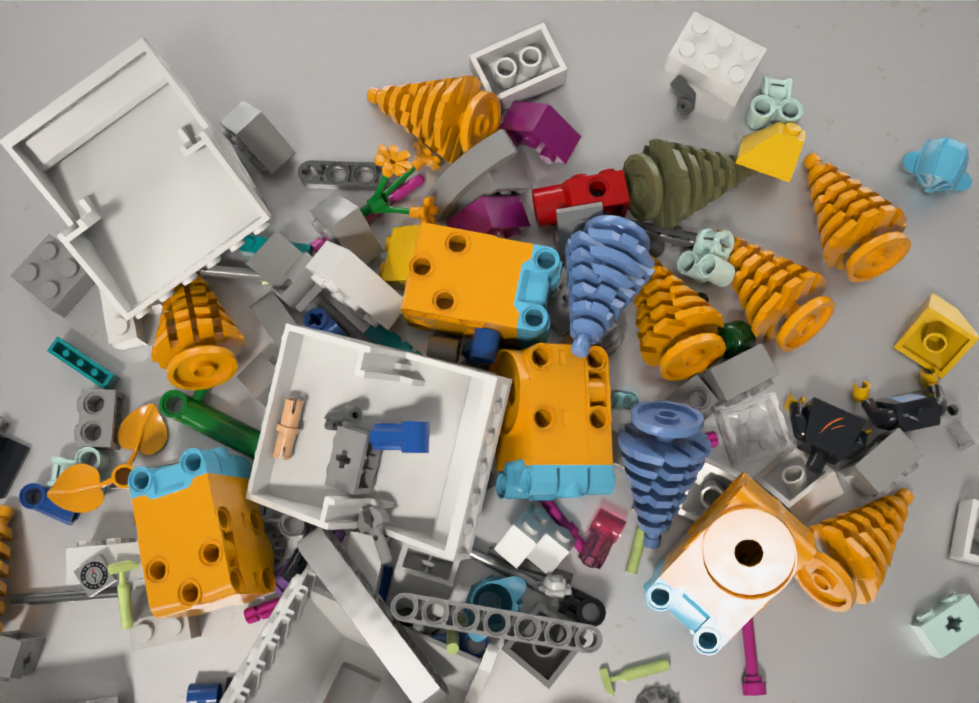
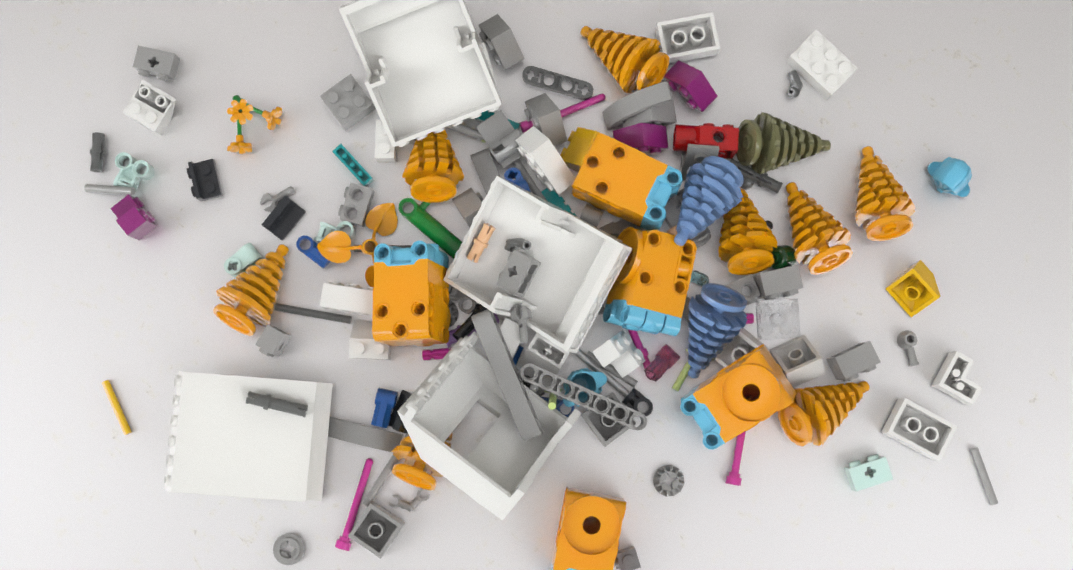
camera: 10 degrees right, 5 degrees up
(95, 575) = (339, 304): light grey tile -> none
(123, 589) = (354, 319): yellowish green piece -> none
(397, 164) = (591, 86): light orange plant -> none
(408, 436) = (557, 267): blue piece -> none
(482, 347) = (616, 222): blue piece -> none
(554, 588) = (624, 386): white plant -> none
(633, 673) = (660, 452): yellowish green piece -> none
(709, 258) = (779, 200): light aqua piece -> none
(772, 150) = (841, 138): yellow slope -> none
(773, 102) = (853, 104): light aqua piece -> none
(825, 432) = (823, 332): black torso -> none
(906, 410) = (880, 331): black torso -> none

